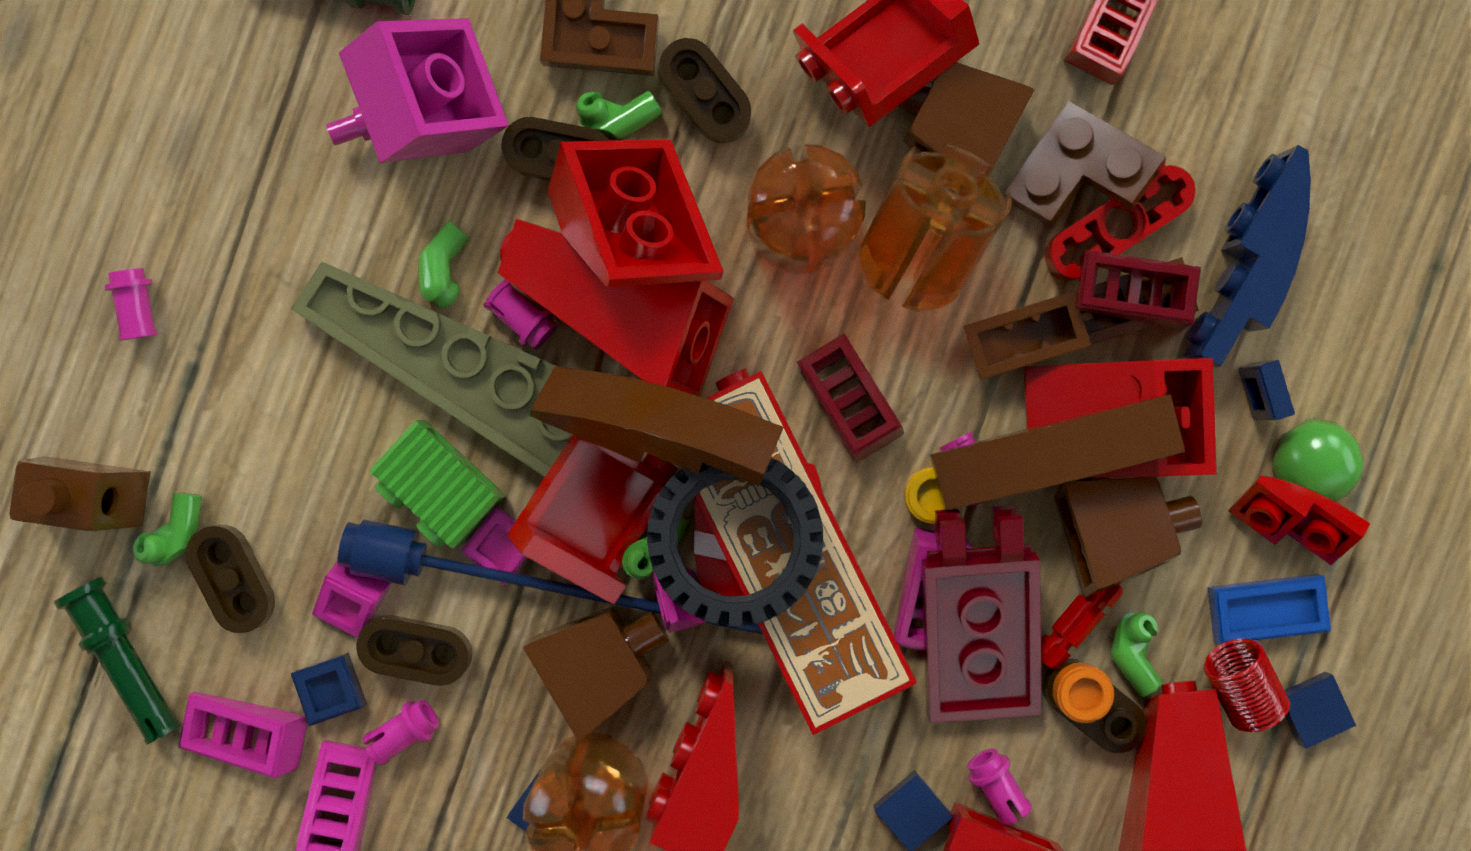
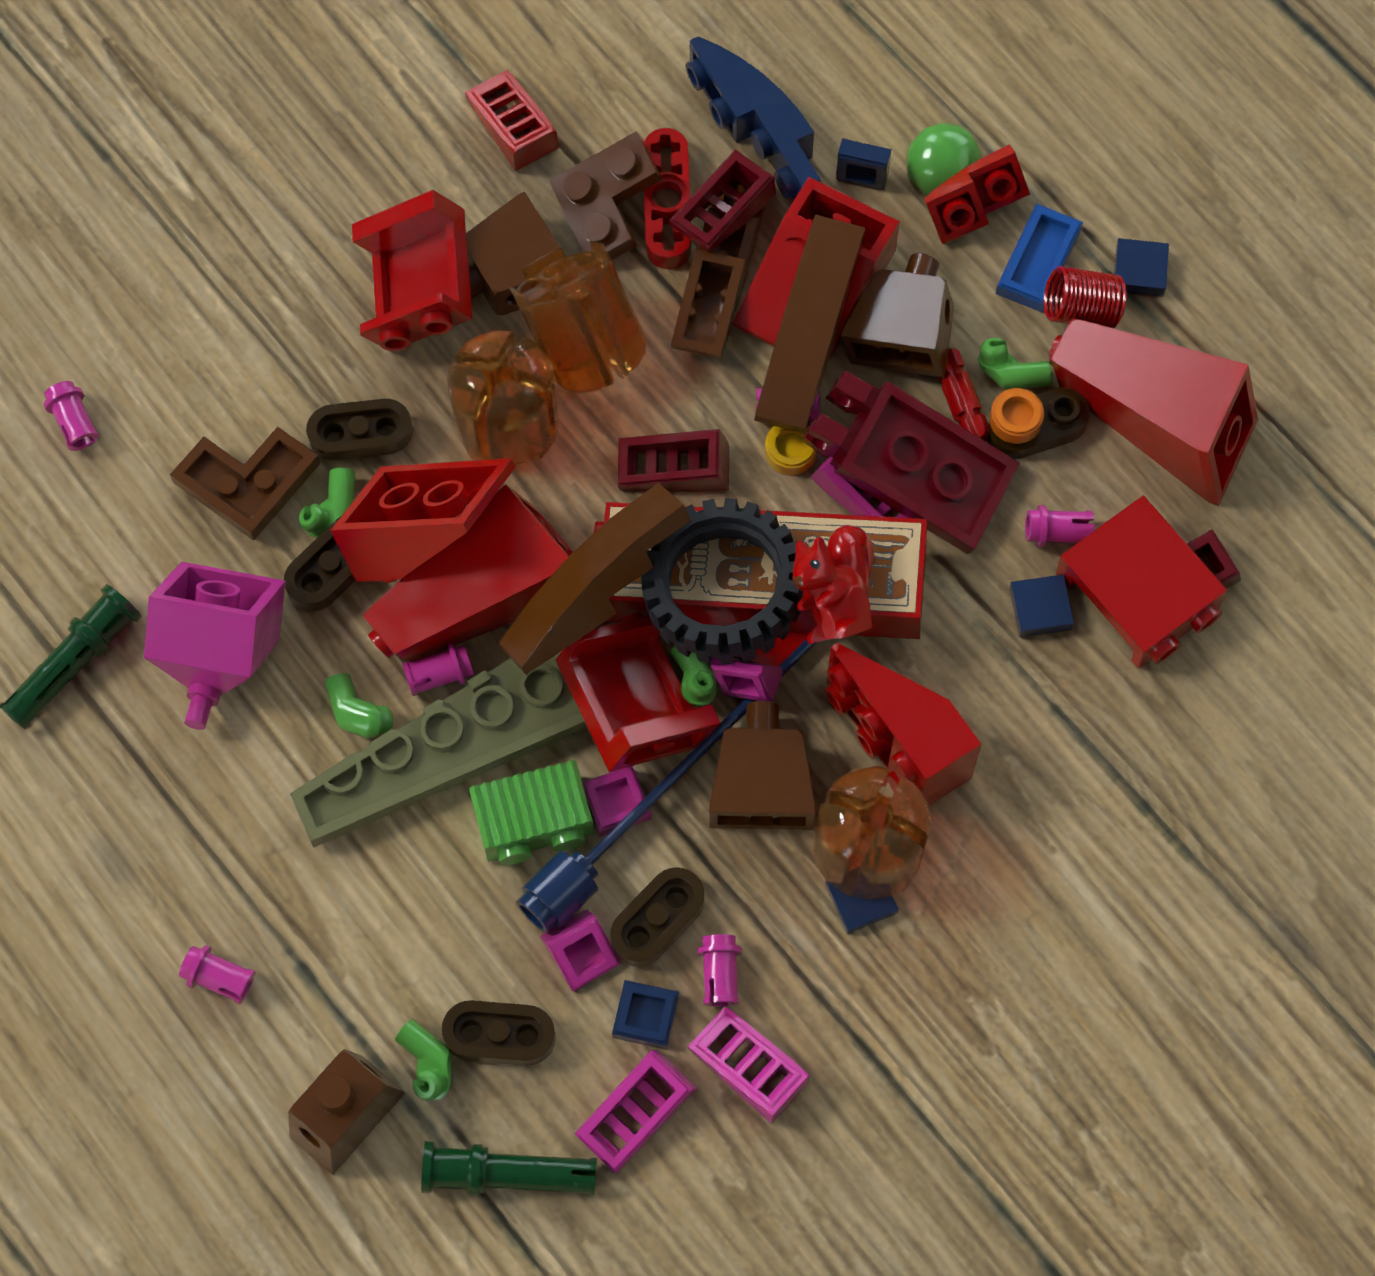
camera: 60 degrees left, 20 degrees down
(787, 651) = (836, 583): none -> red animal

